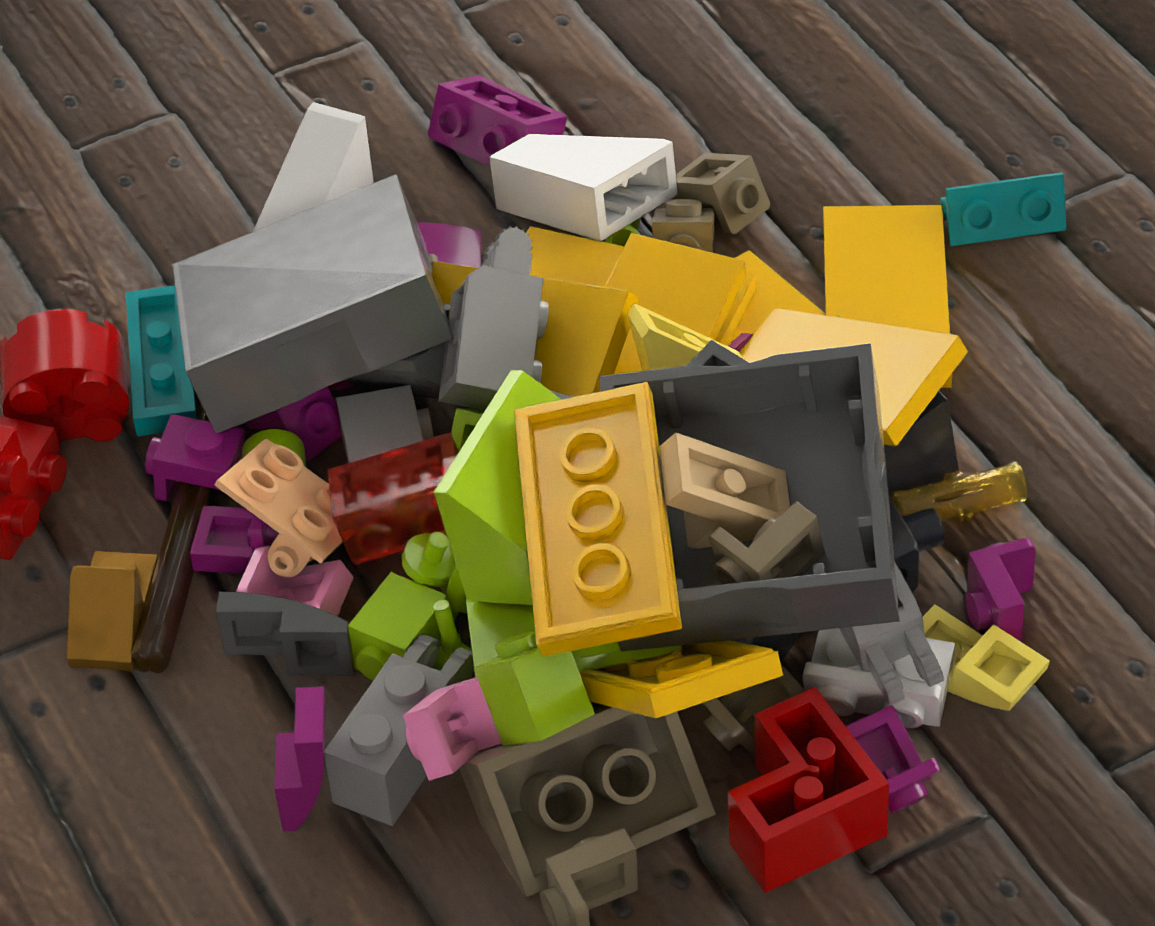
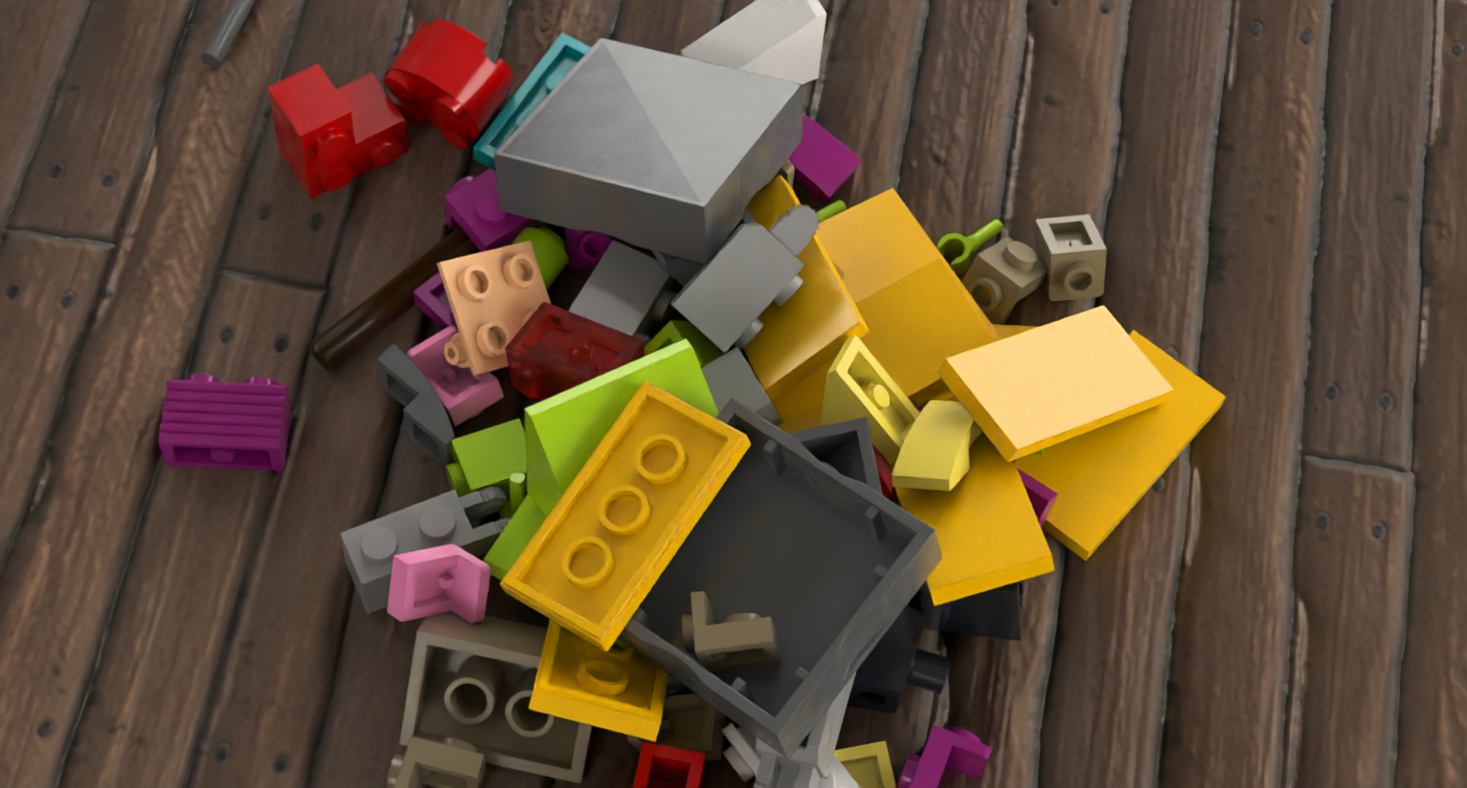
camera: 30 degrees right, 15 degrees up
(107, 609) = (330, 290): pearl gold slope -> none
(118, 761) = (225, 423): none -> magenta brick
(301, 759) = (326, 522): magenta slope -> none
(486, 117) = (960, 68): magenta bracket -> none
(532, 693) = (491, 616): lime brick -> none
(583, 181) = (966, 179): white slope -> none
(720, 489) = (741, 560): tan slope -> none
(770, 334) = (936, 448): none -> light yellow slope
(812, 257) = (1054, 382): none -> yellow tile
(998, 488) = (994, 662): clear yellow pin -> none
(1005, 209) = (1270, 438): teal hinge -> none

